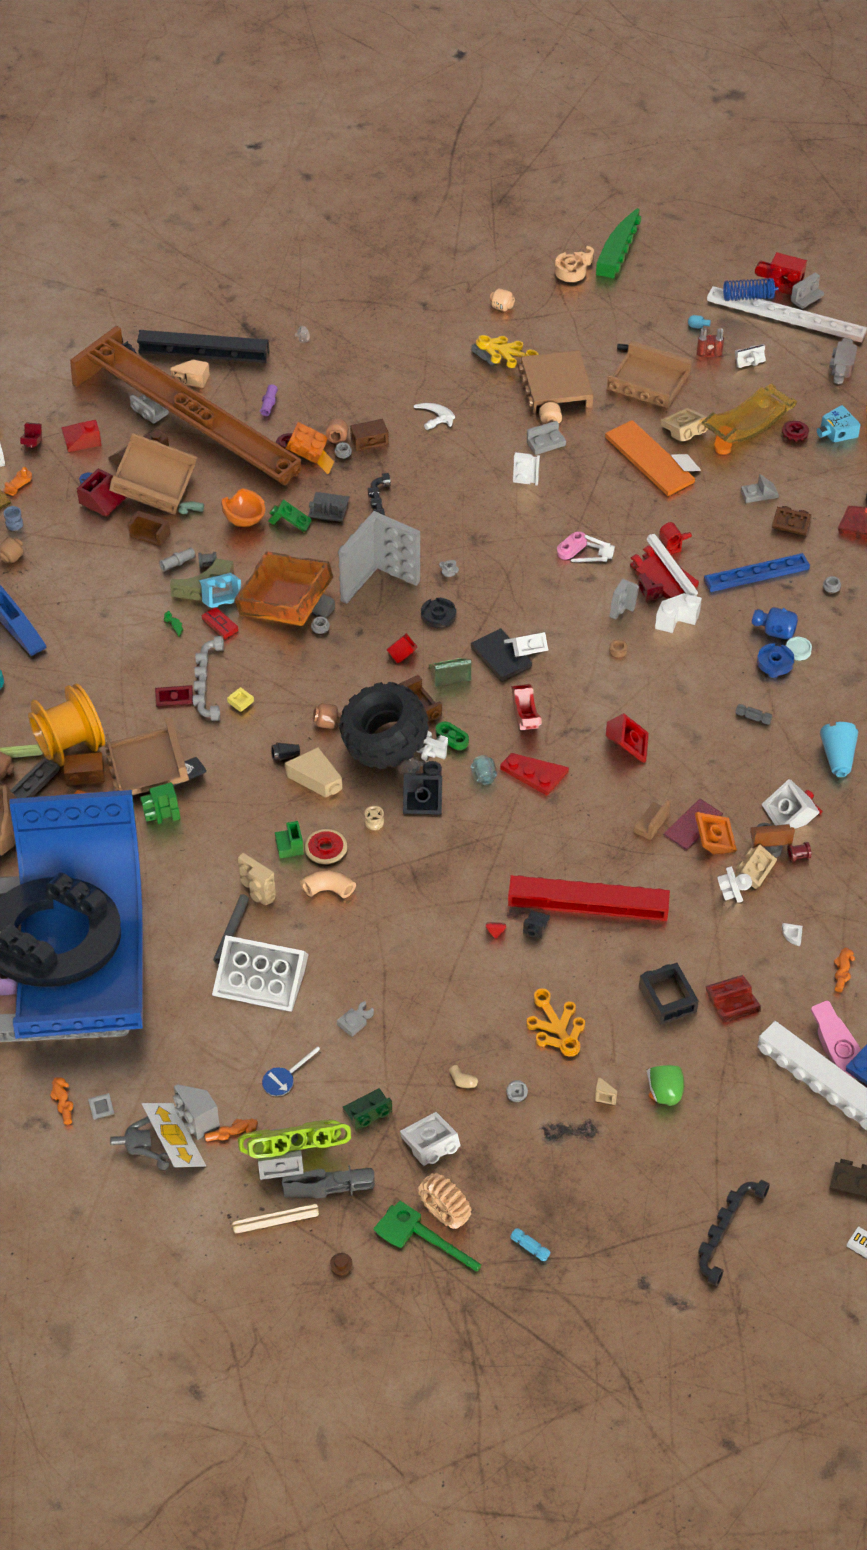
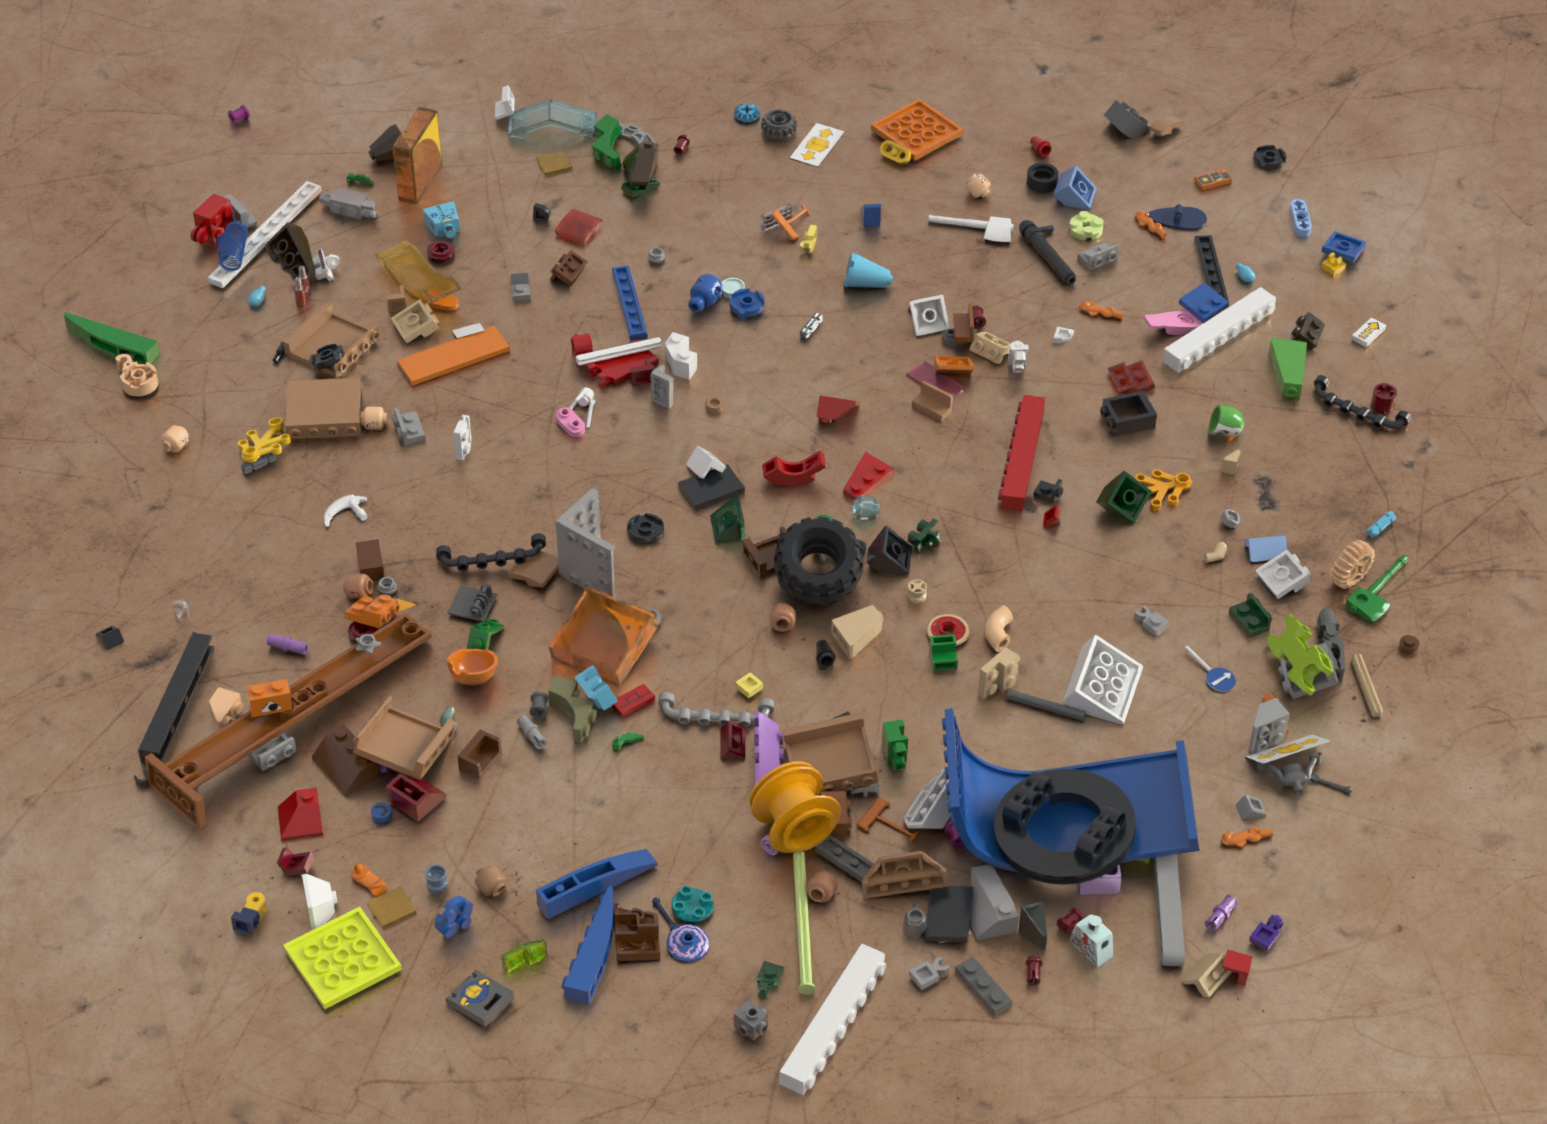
camera: 85 degrees left, 5 degrees down
(143, 1166) = (1315, 778): none -> dark grey hinge
(145, 714) = (766, 745): none -> medium lavender wedge
(179, 381) = (269, 698): none -> orange brick
(258, 437) = (363, 646): none -> light grey plate
(271, 302) = (110, 637): none -> black slope
(402, 648) = (695, 555): red panel -> none
(450, 821) = (927, 537): none -> dark green hips
(476, 1124) = (1265, 547): none -> light blue panel
(521, 984) = (1124, 497): none -> dark green slope
(617, 370) = (327, 356): none -> black tile
(709, 407) = (396, 302): none -> medium nougat panel
(742, 1253) = (1383, 399): none -> dark red piece
(771, 329) = (292, 250): none -> dark brown wedge
(782, 1154) = (1288, 365): none -> bright green slope

